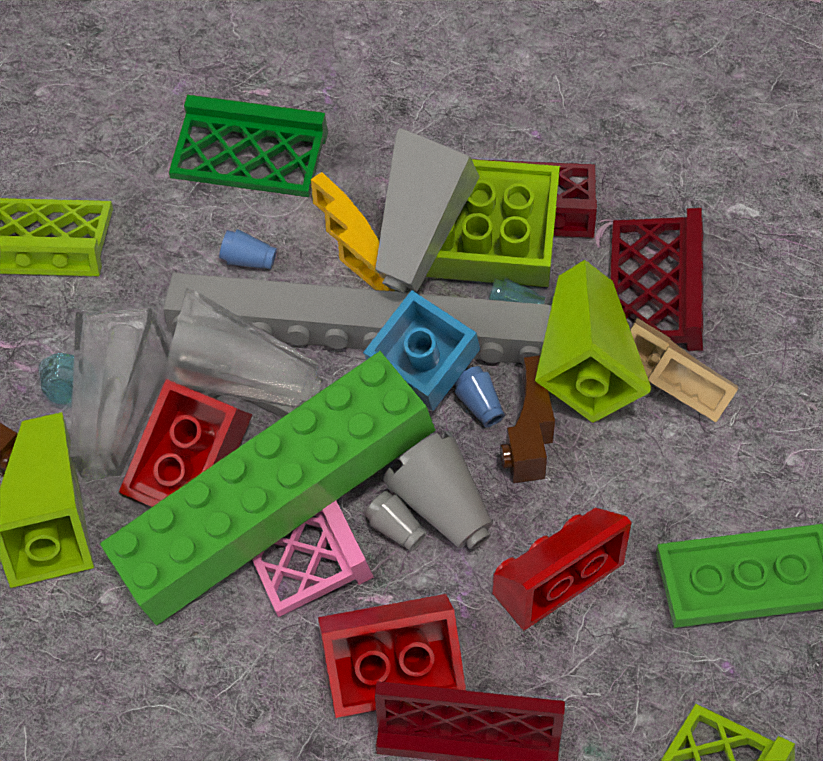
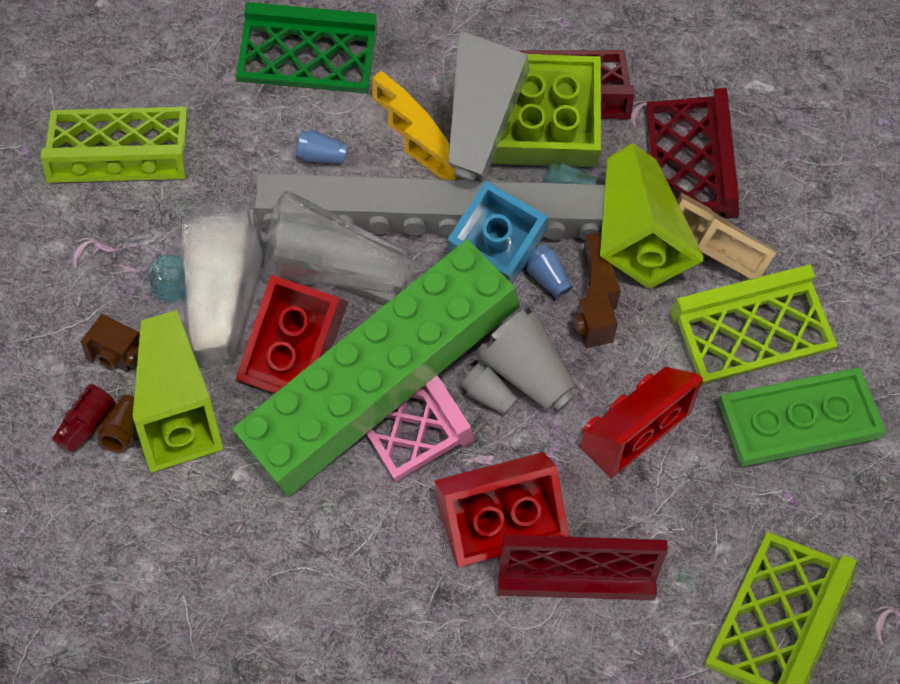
camera: 10 degrees left, 5 degrees up
(690, 438) = (737, 299): none -> lime fence

